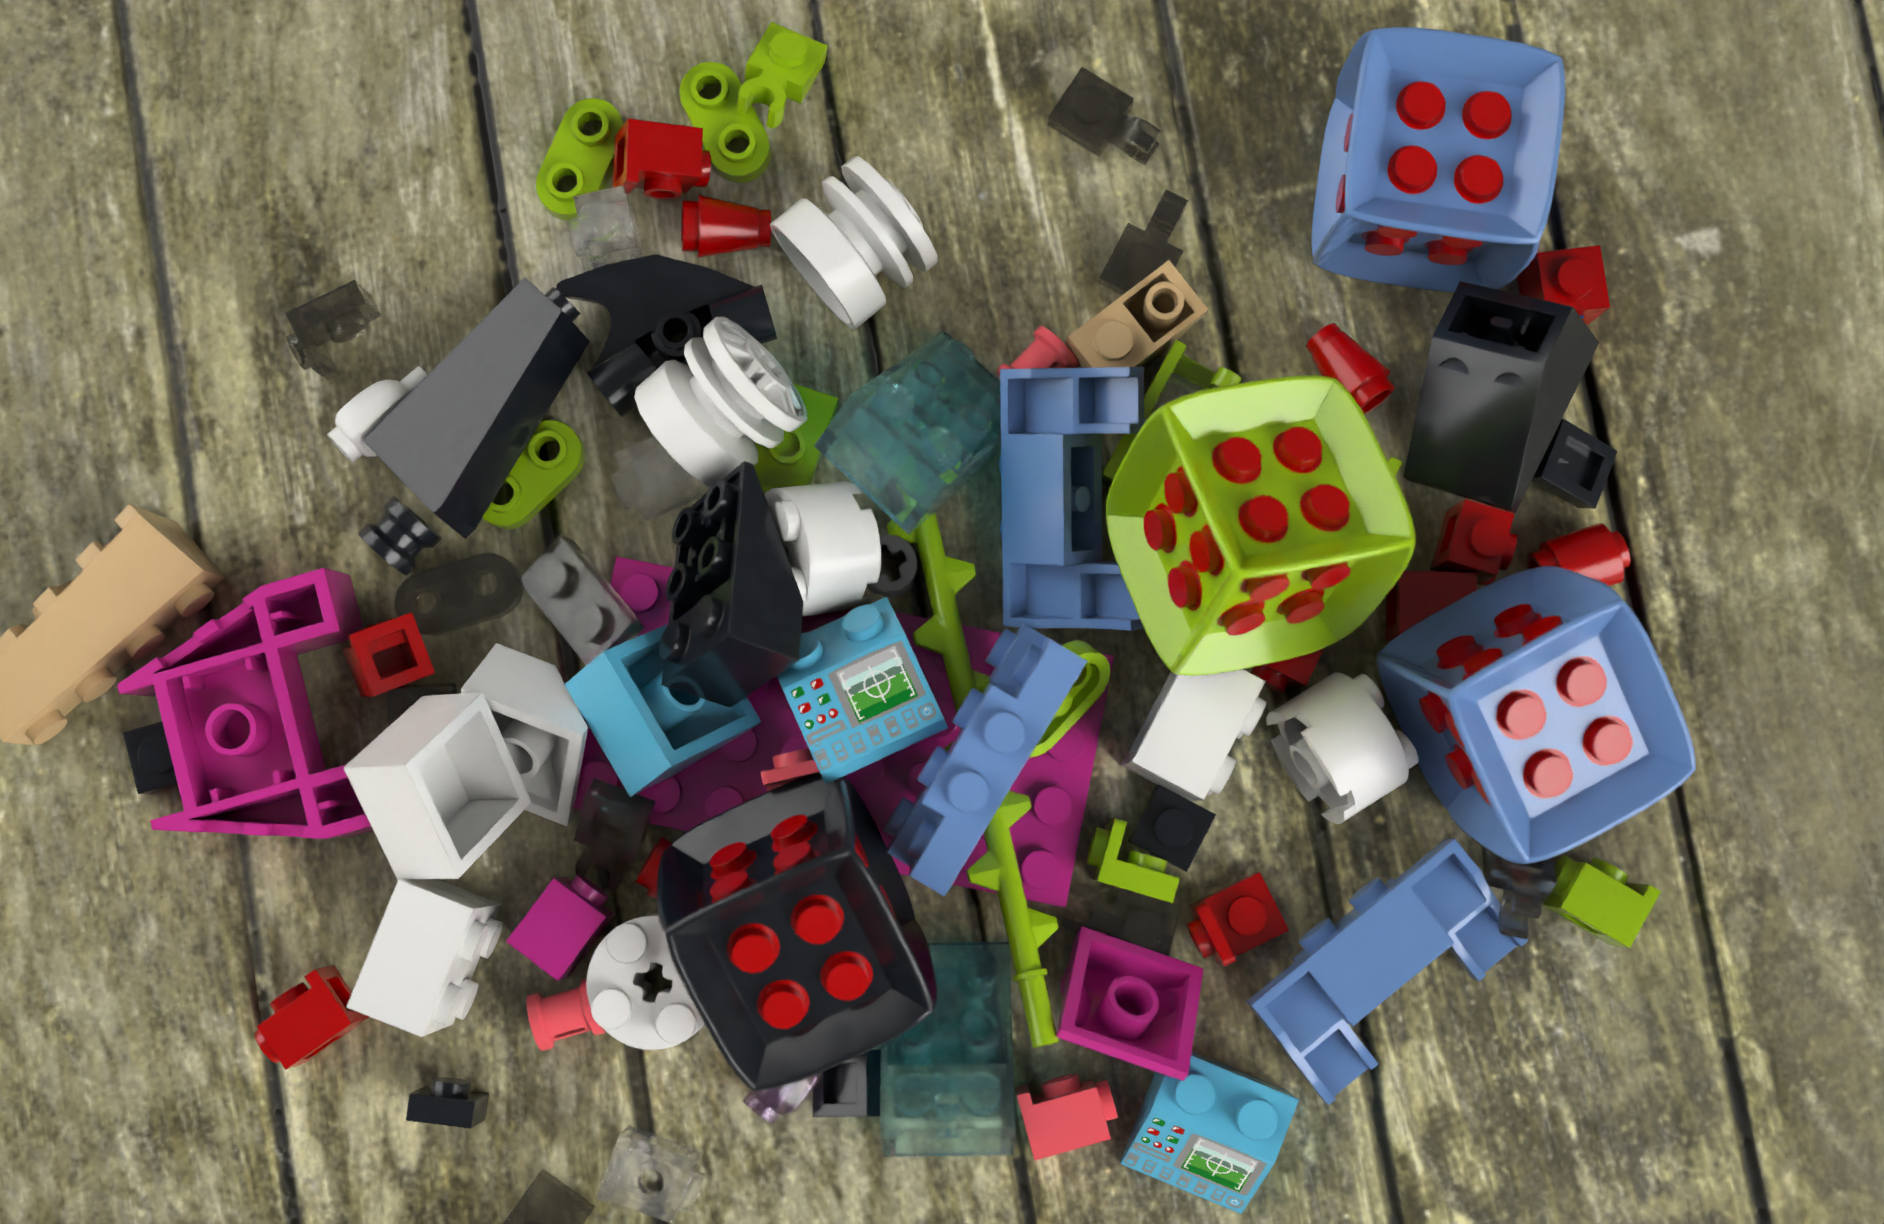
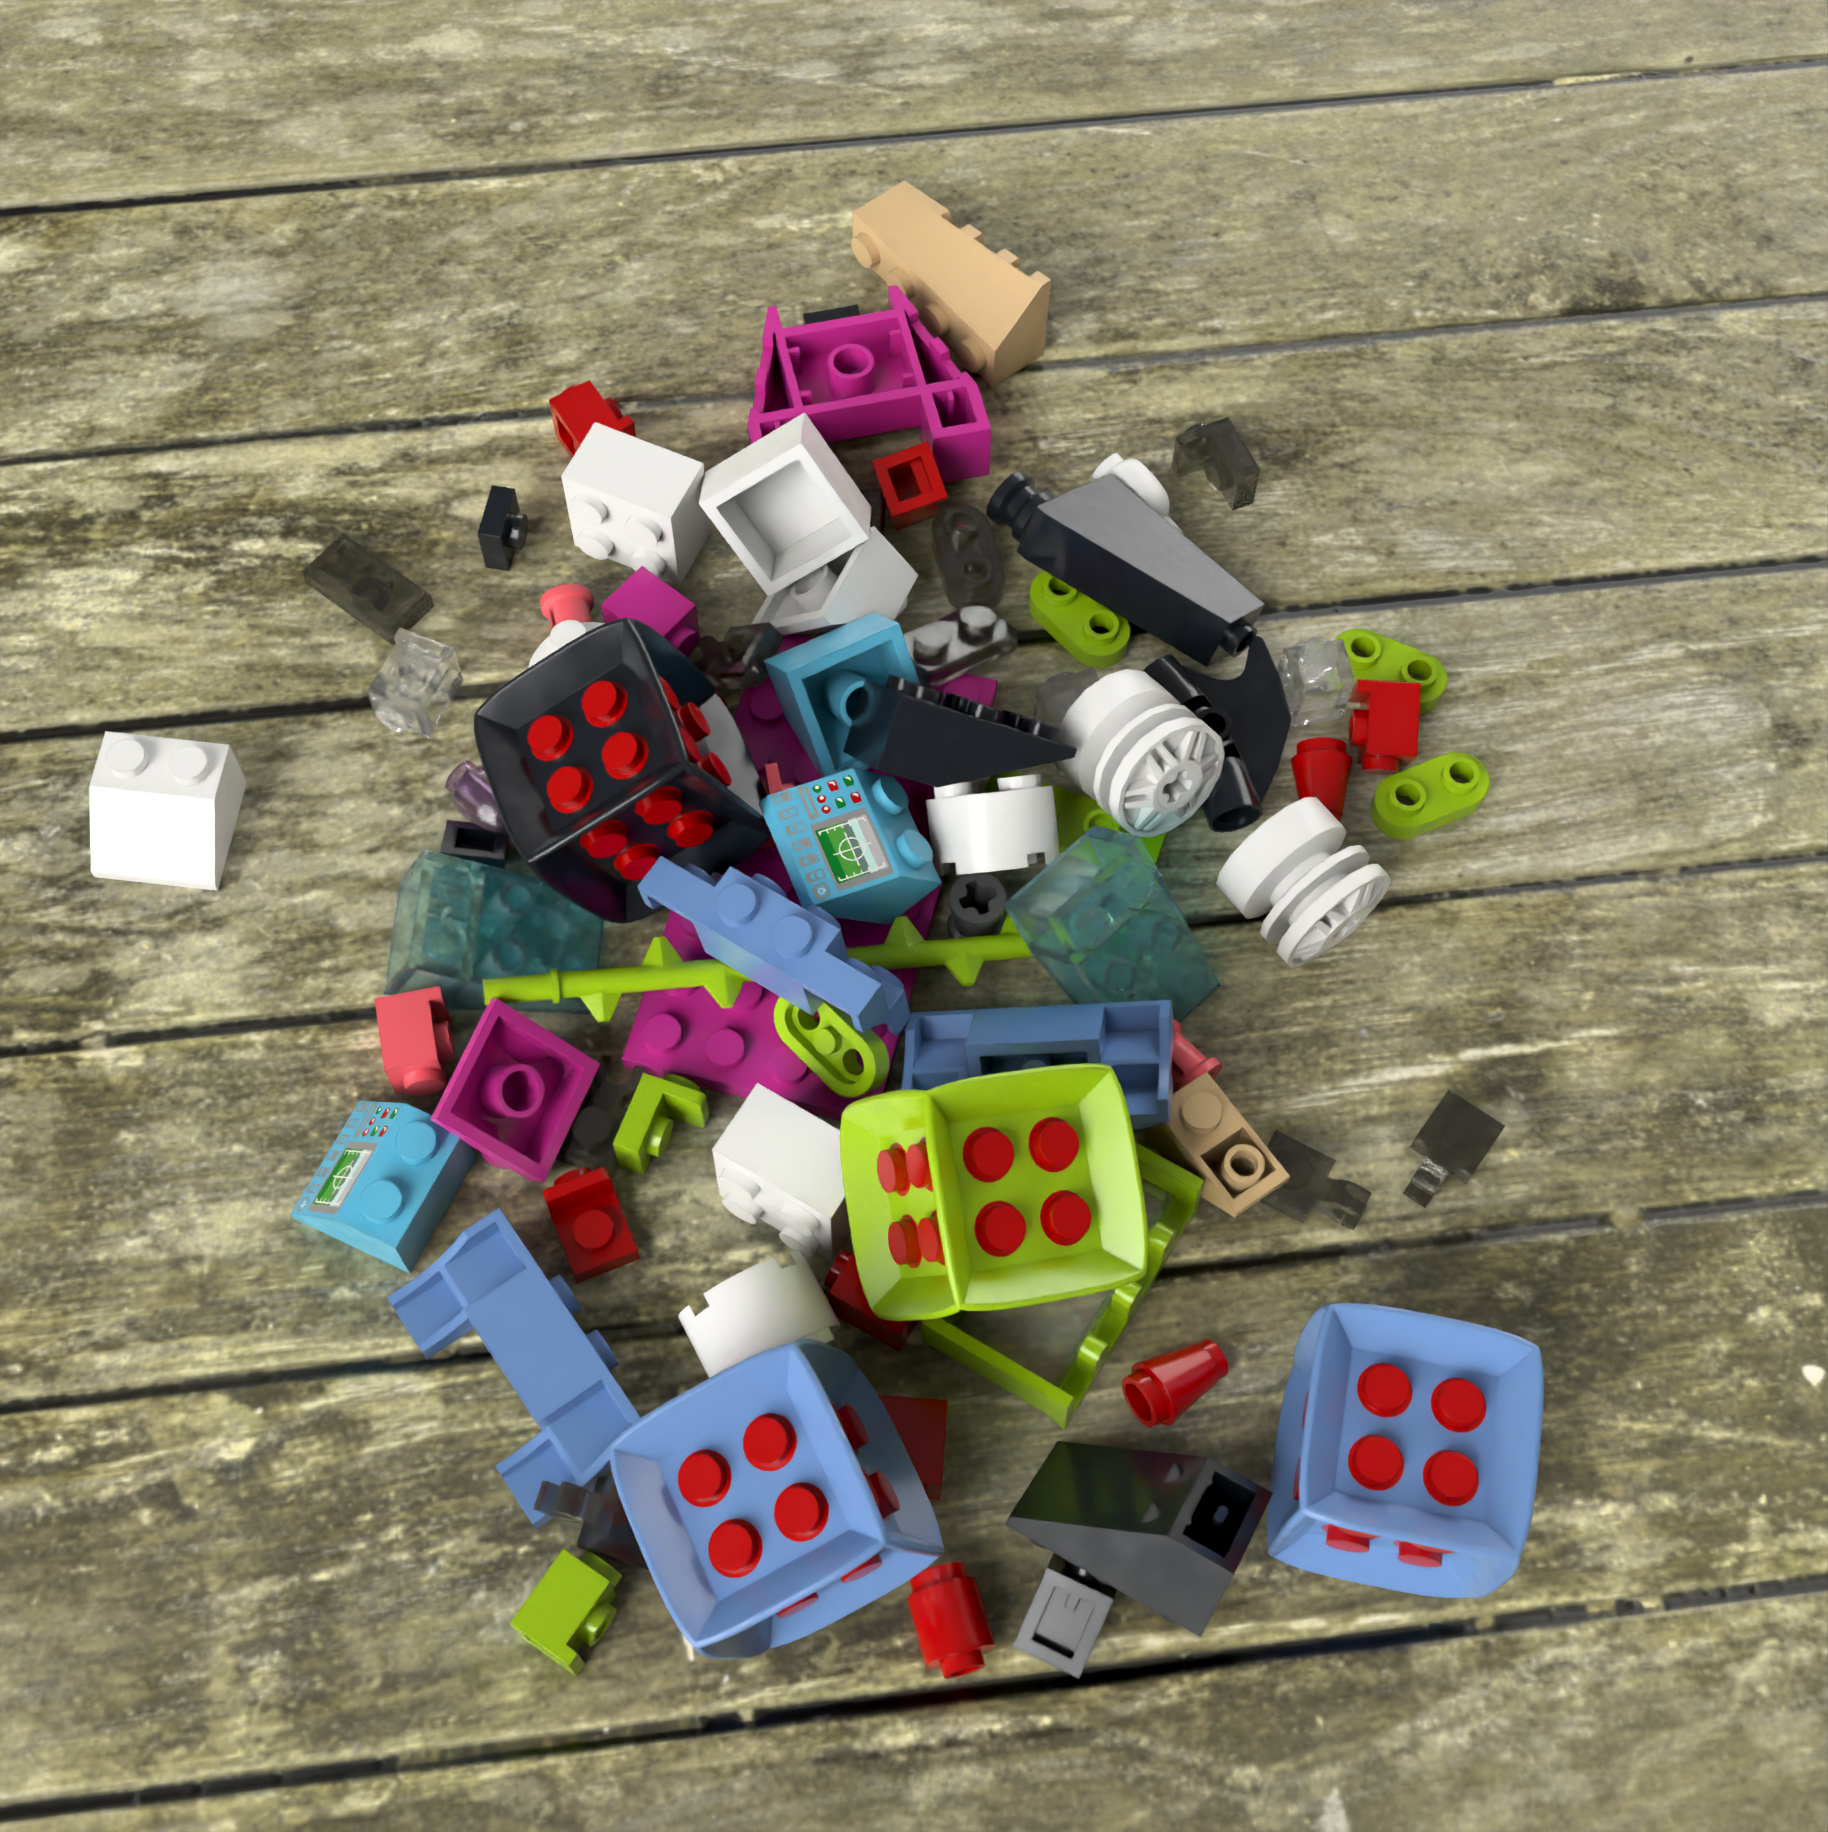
camera: 90 degrees right, 20 degrees down
(780, 69) = (1486, 838): lime plate -> none
(1171, 828) = (687, 1172): black plate -> none
(1475, 541) = (976, 1500): red brick -> none
(1568, 278) = (1268, 1623): red brick -> none

